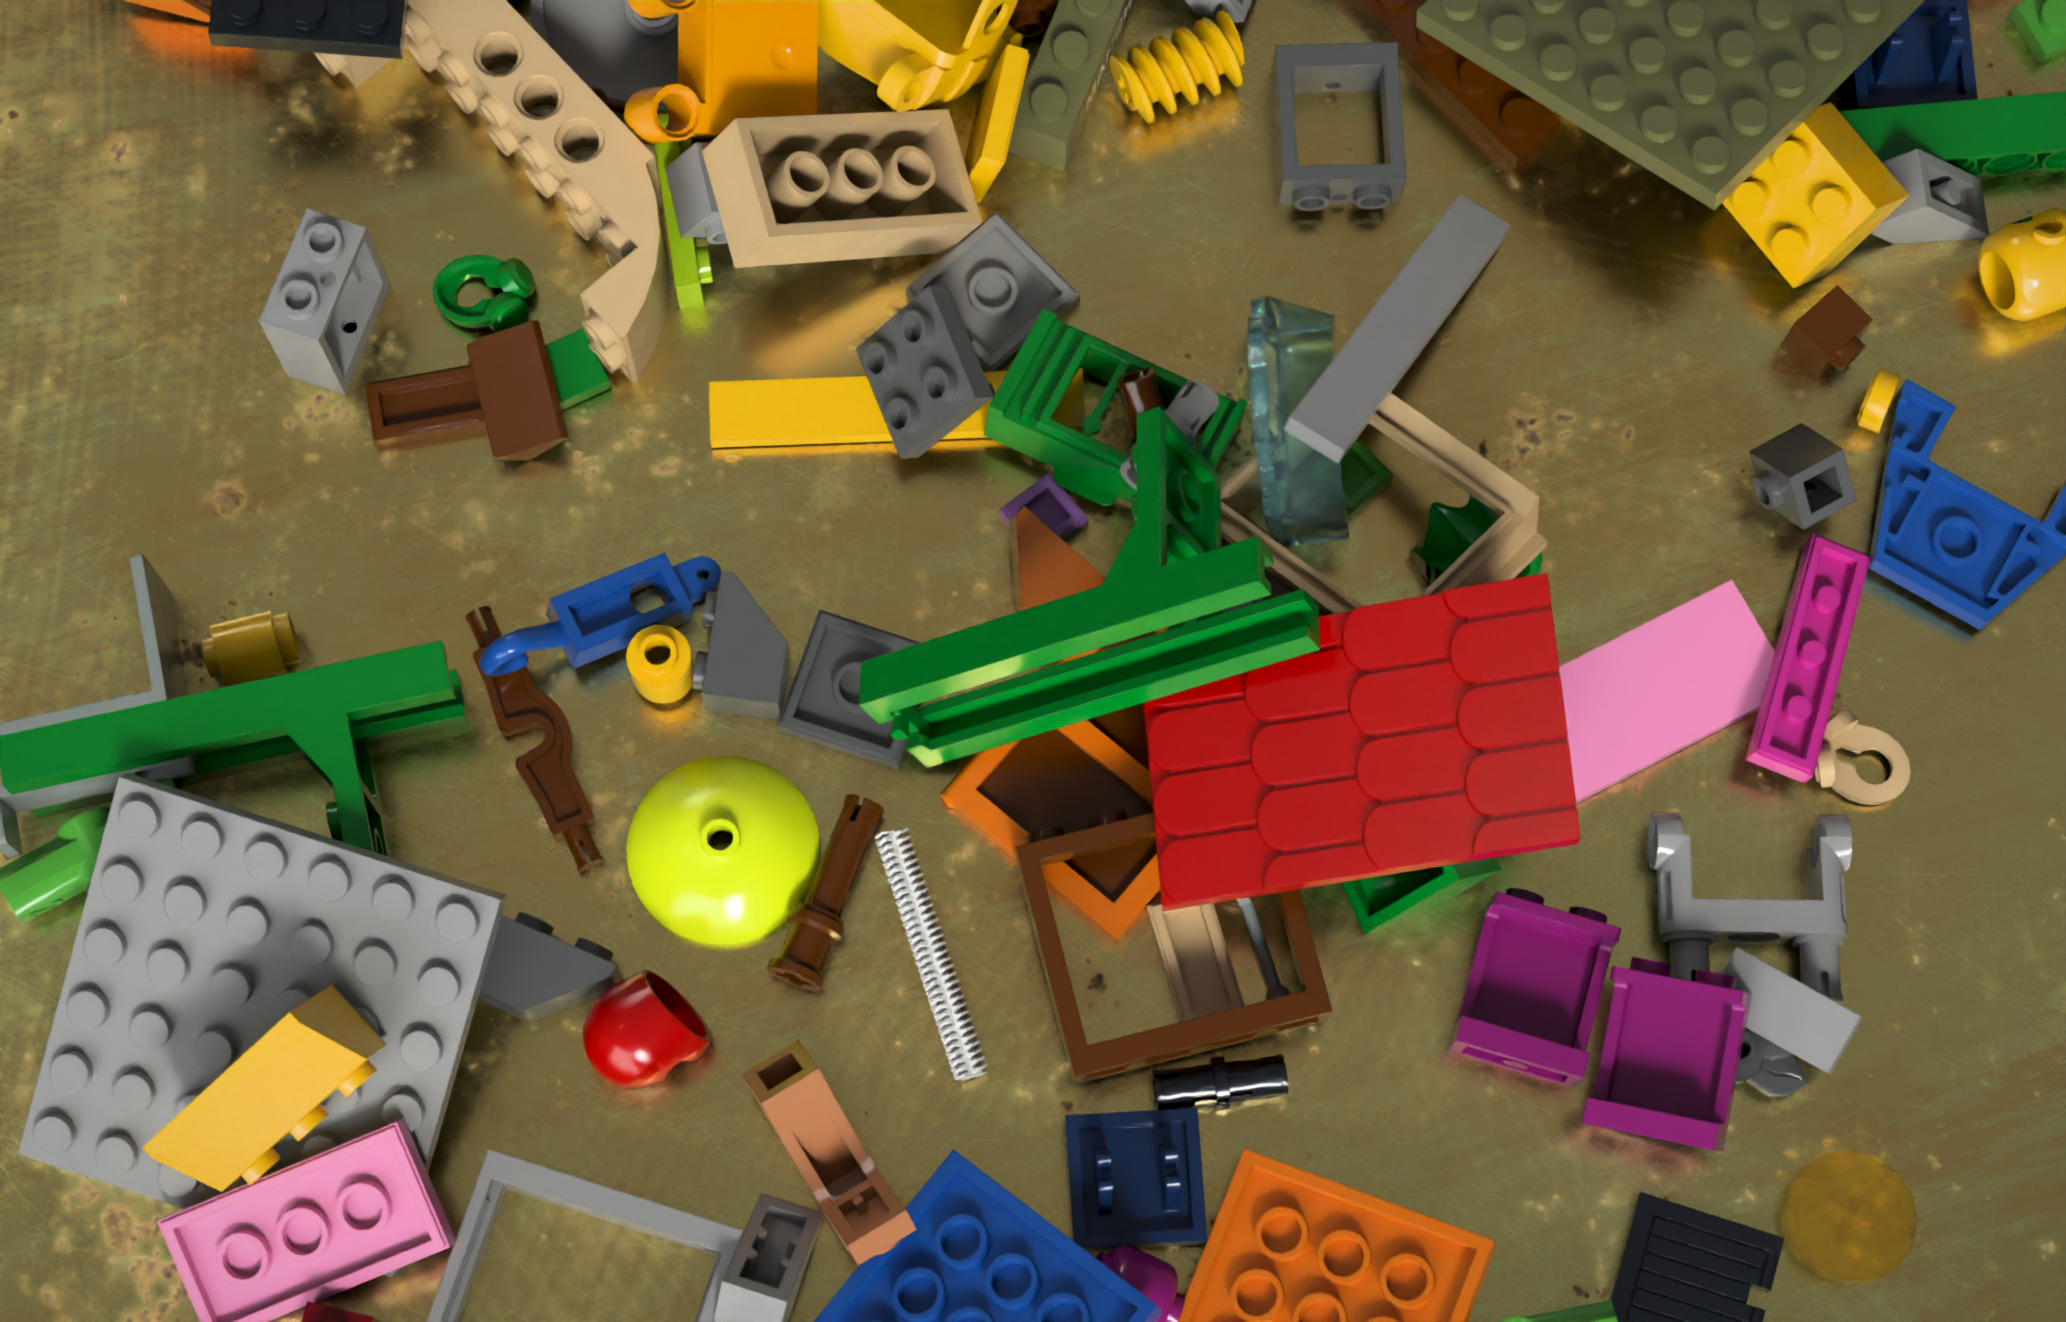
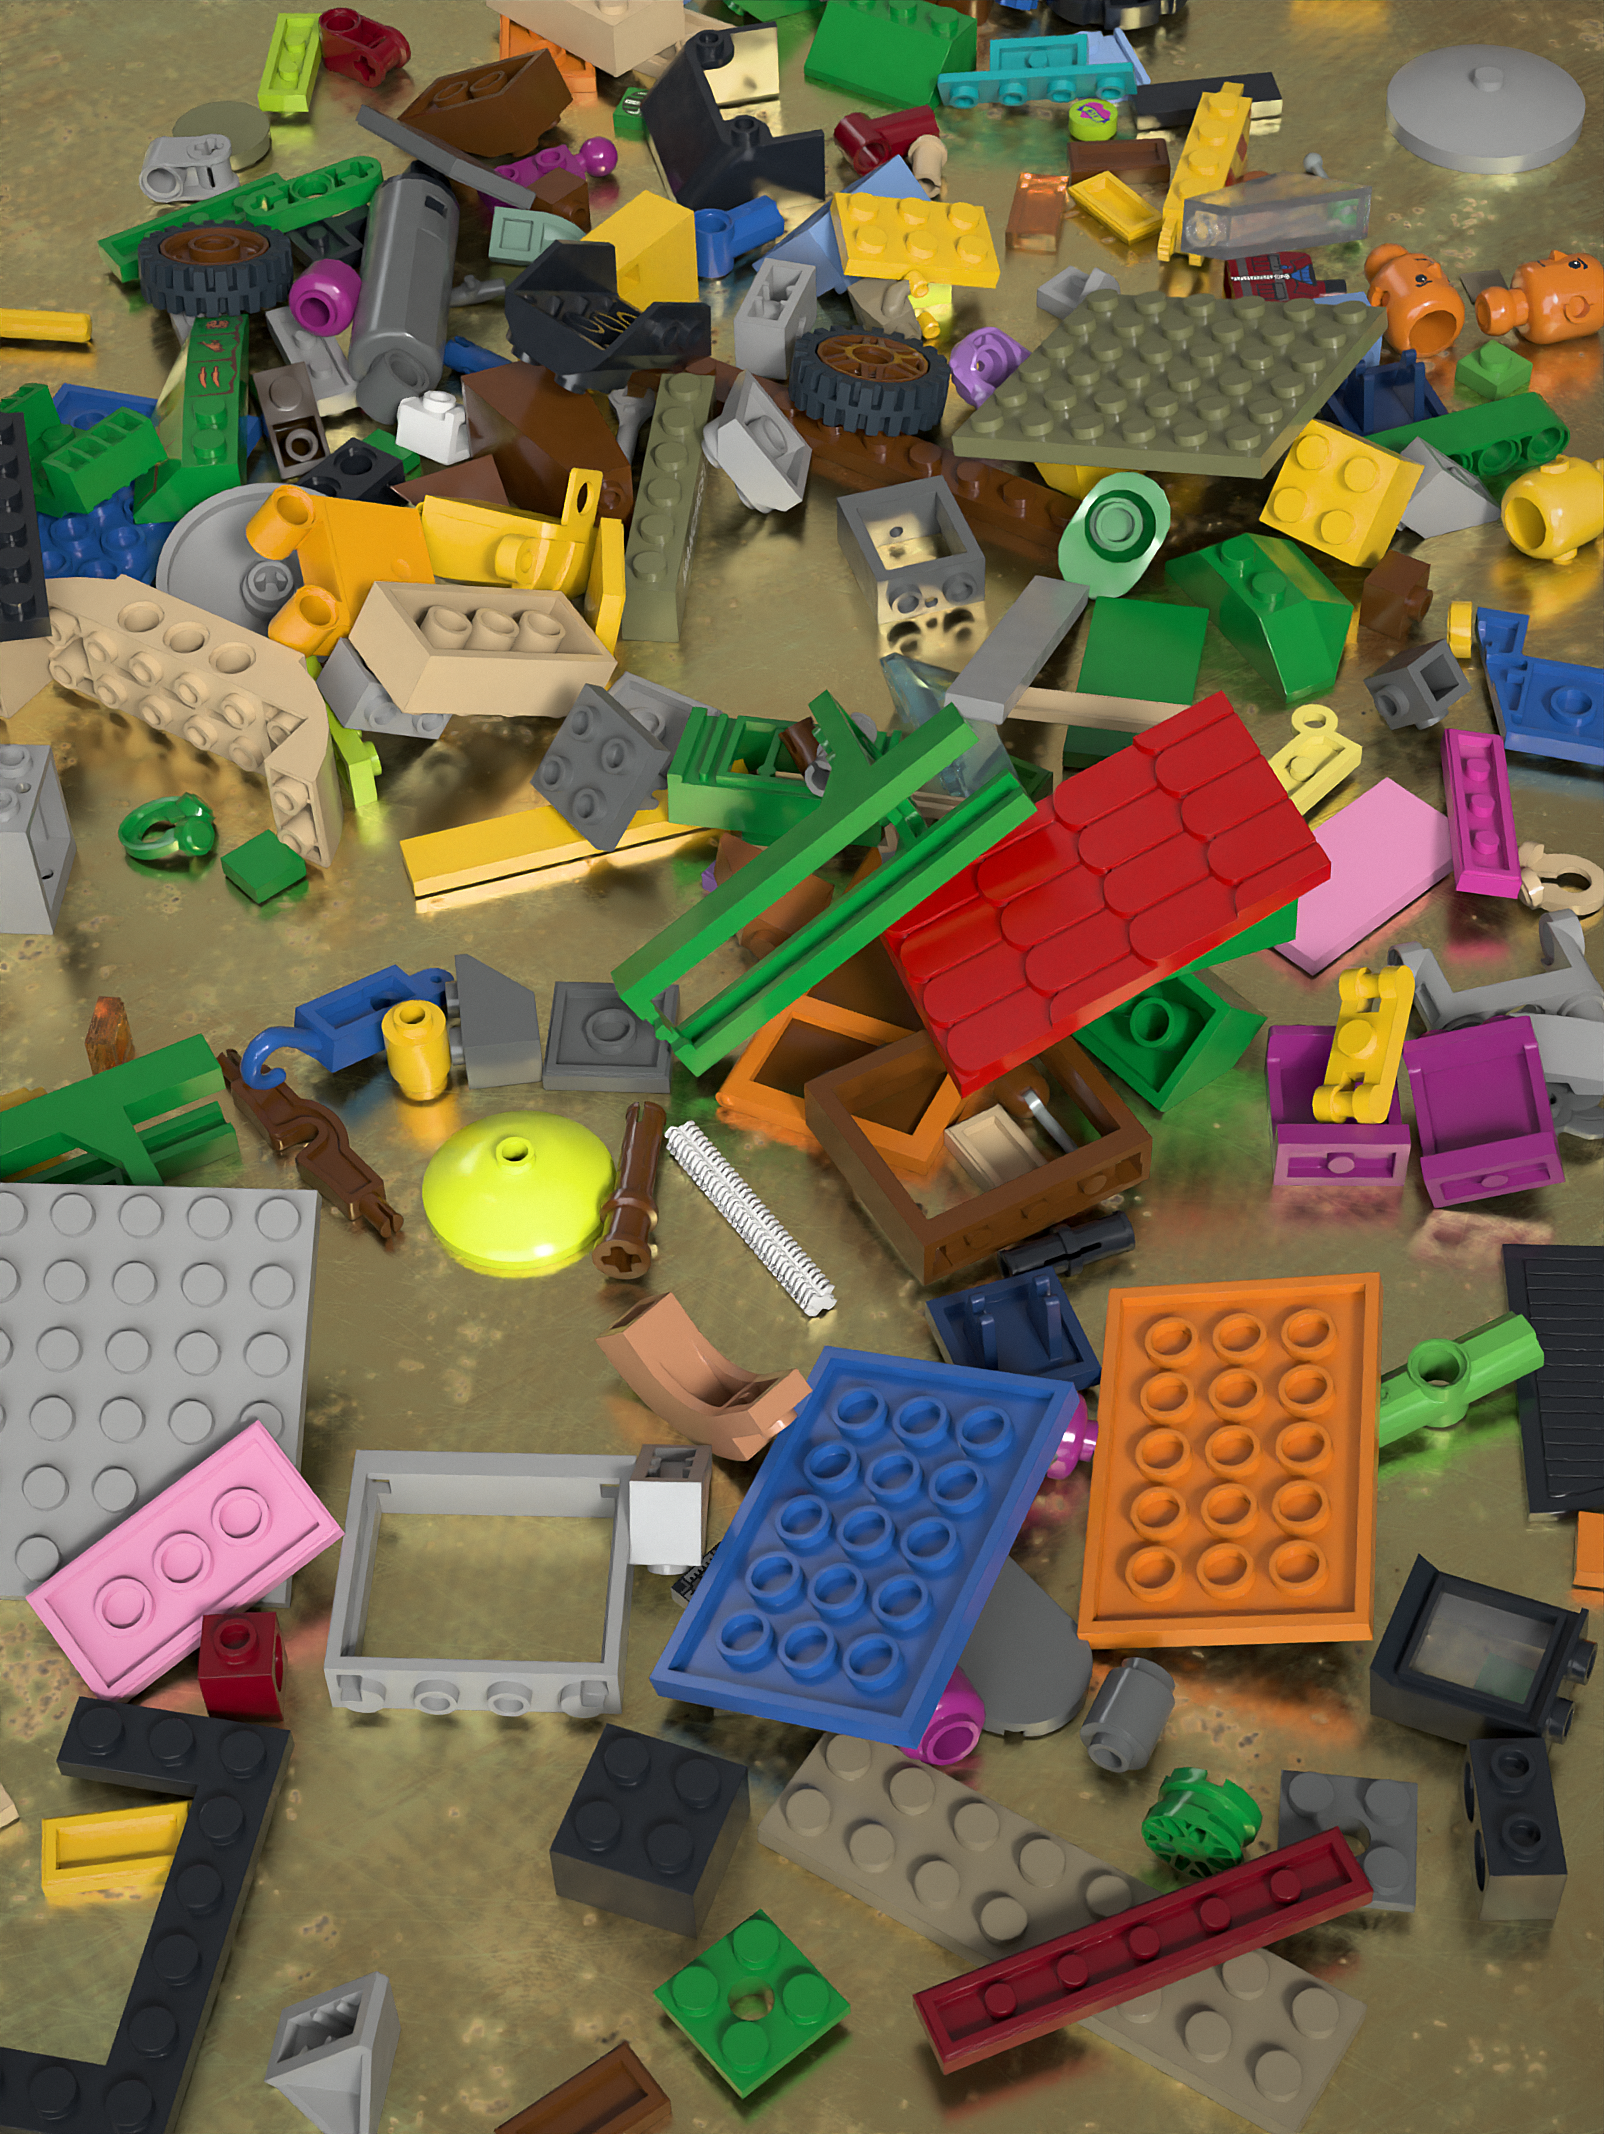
camera: 10 degrees left, 25 degrees down
(270, 1093) = (120, 1408): yellow slope -> none
(366, 567) = (108, 1035): none -> clear orange tile
(424, 406) = (140, 919): reddish brown tile -> none
(517, 392) = (221, 882): reddish brown slope -> none
(541, 975) = (372, 1311): dark grey slope -> none
(642, 1031) = (480, 1328): red helmet -> none
(1179, 66) = (756, 538): yellow piece -> none
(1525, 362) = (1136, 654): none -> green tile
(1551, 178) = (1114, 534): none -> piece
(1577, 957) = (1366, 1045): none -> yellow plate
(1651, 542) = (1315, 757): none -> light yellow hinge
(1691, 307) = (1270, 609): none -> green wedge

